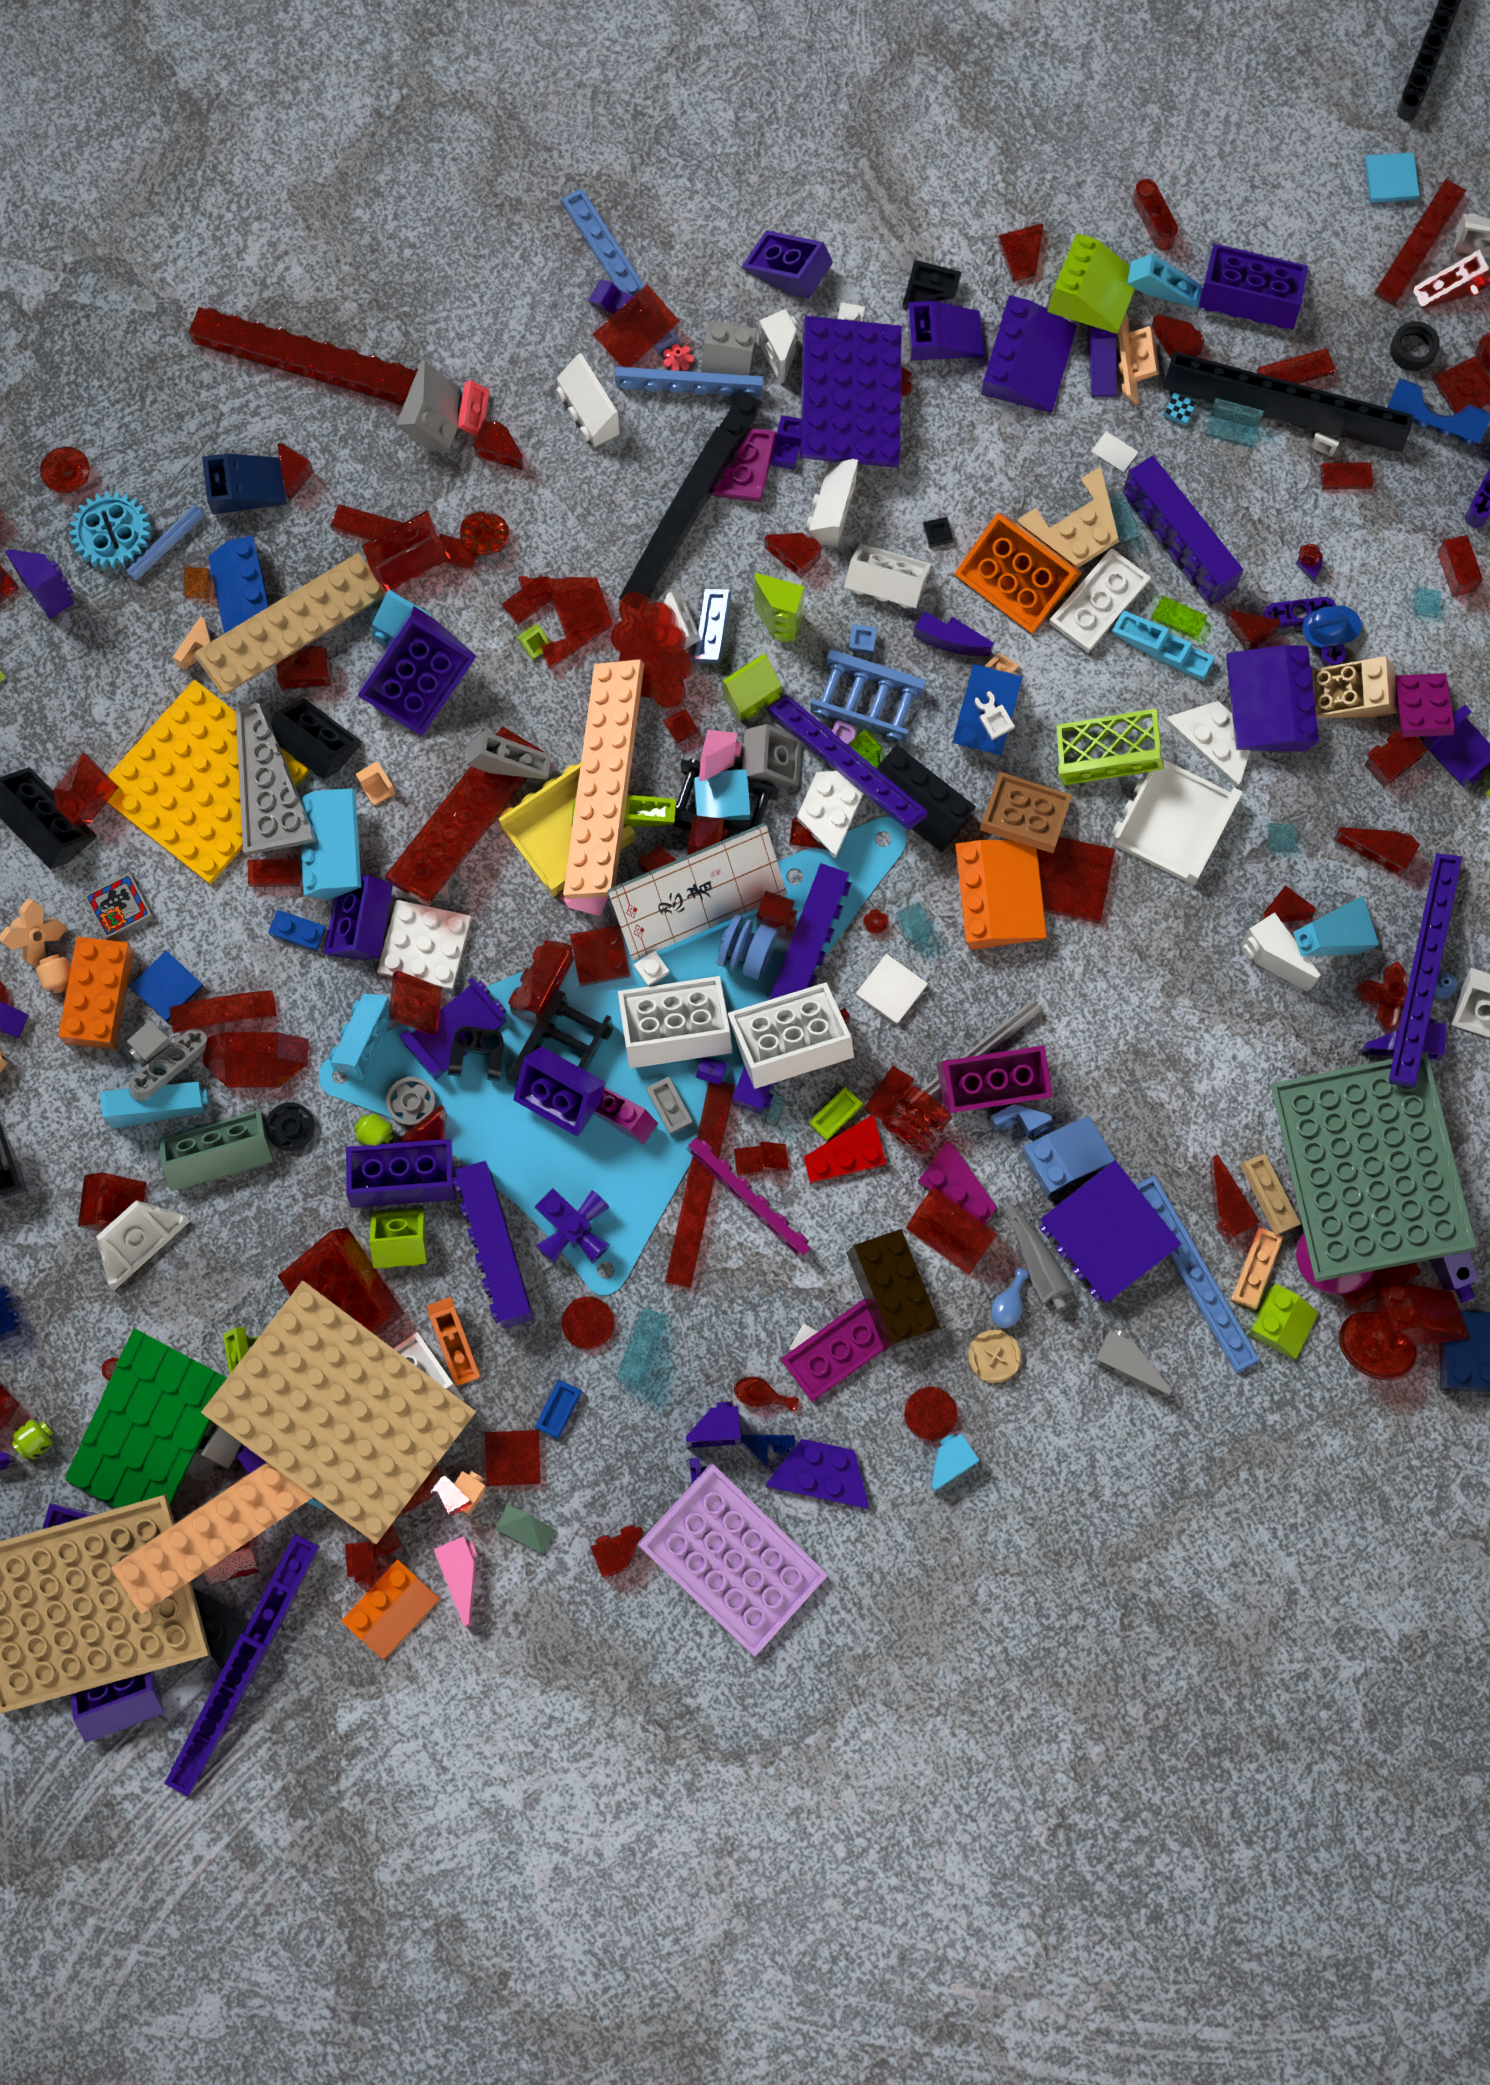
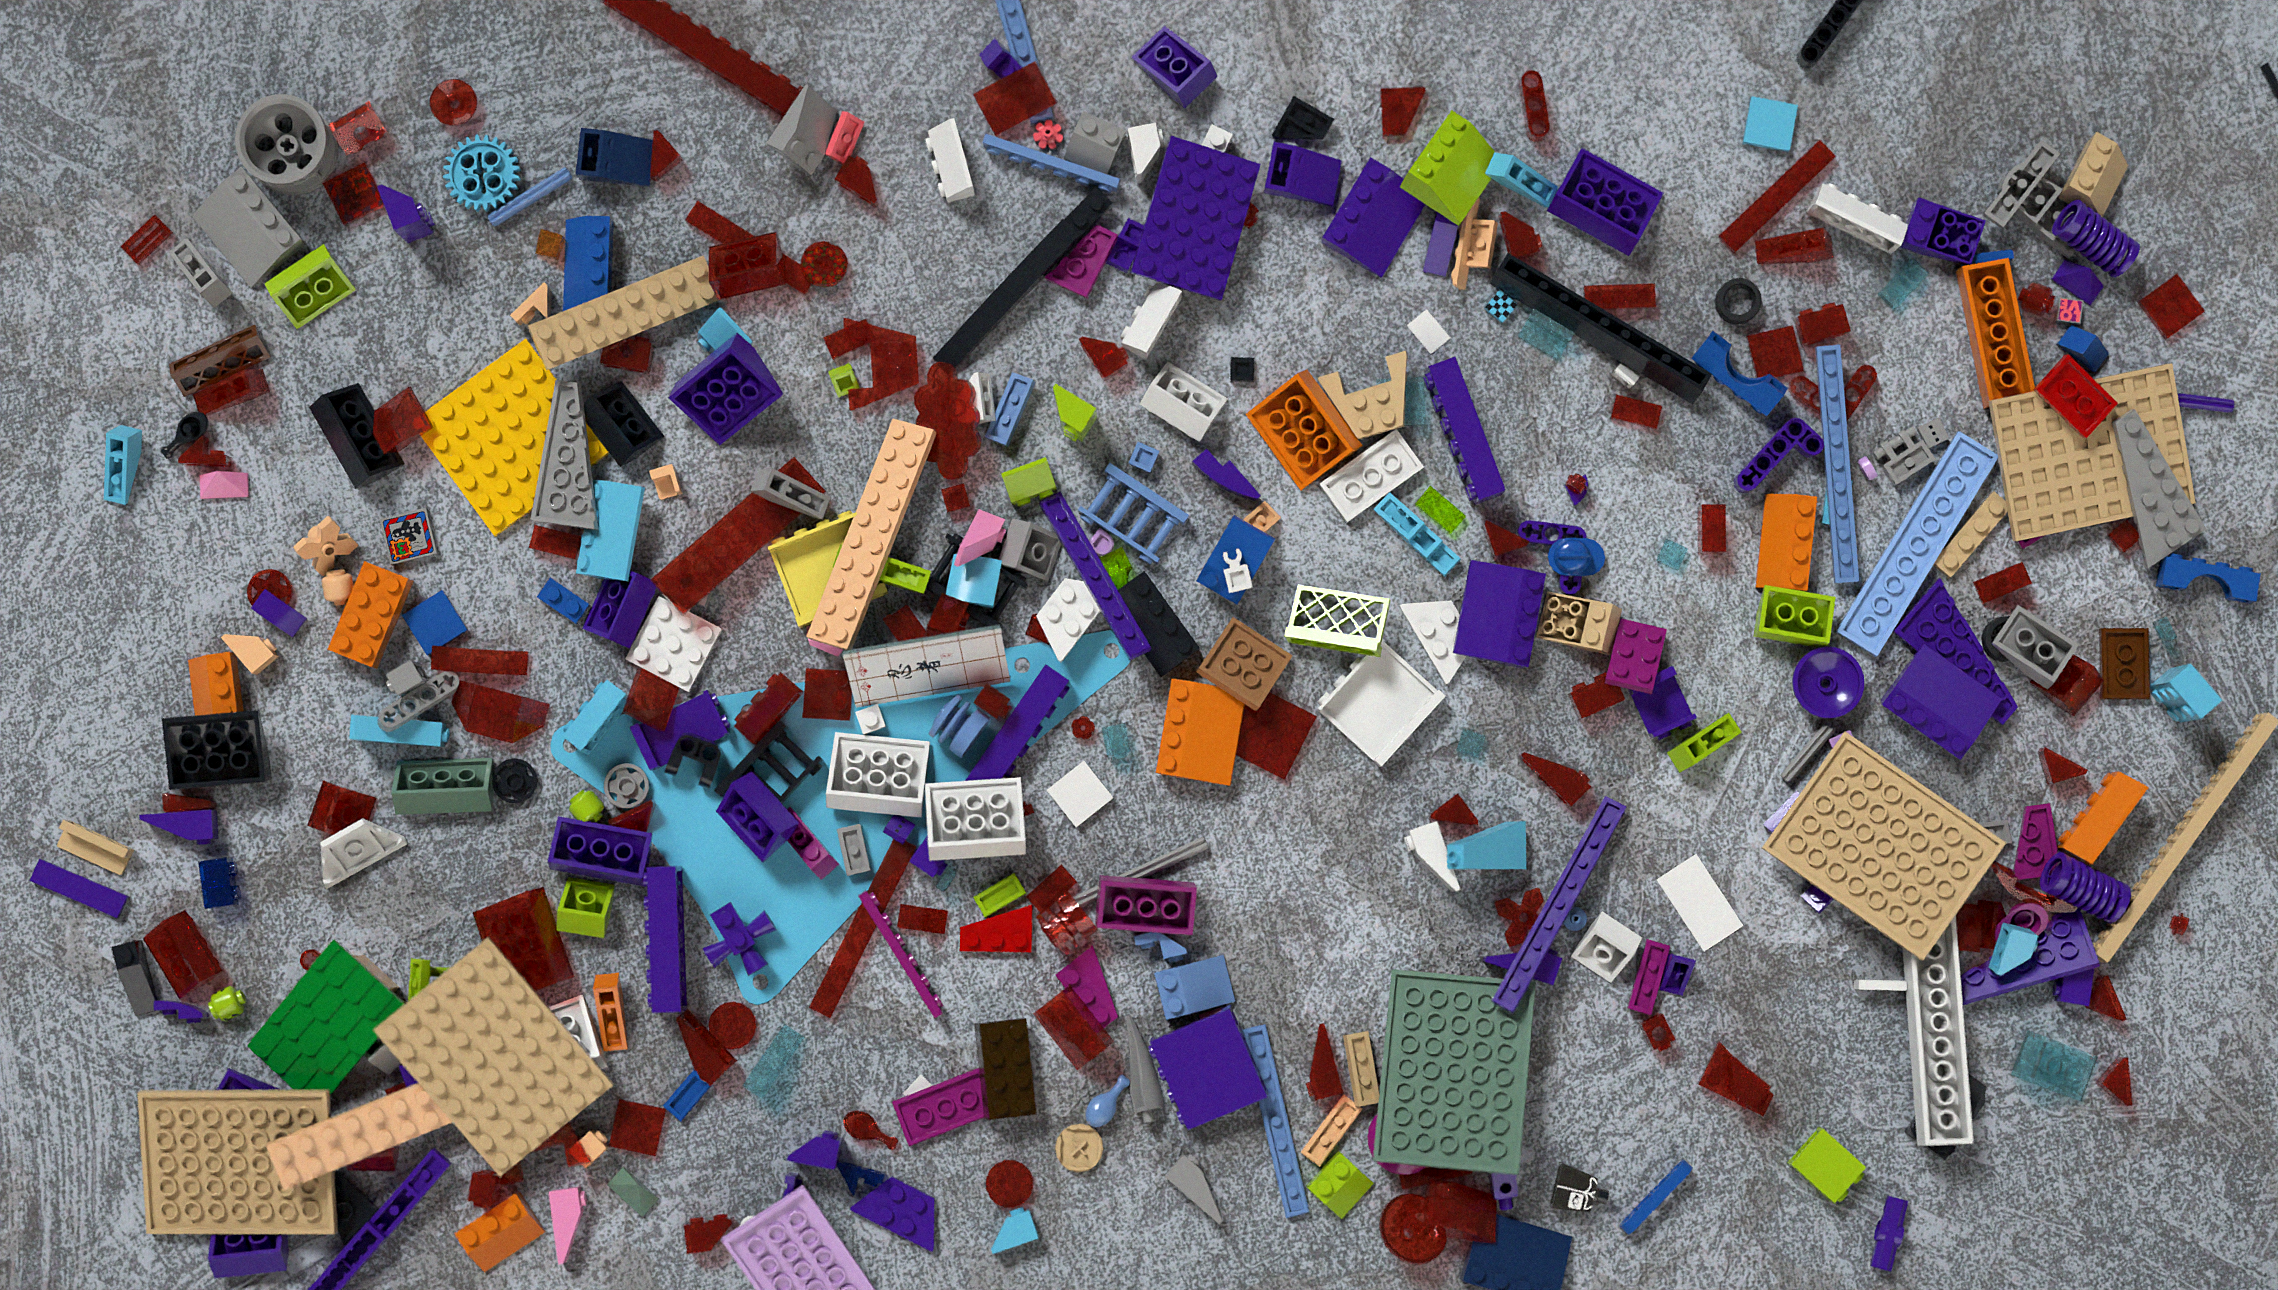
camera: 10 degrees right, 10 degrees up
(568, 1357) = (706, 1053): none -> clear red slope

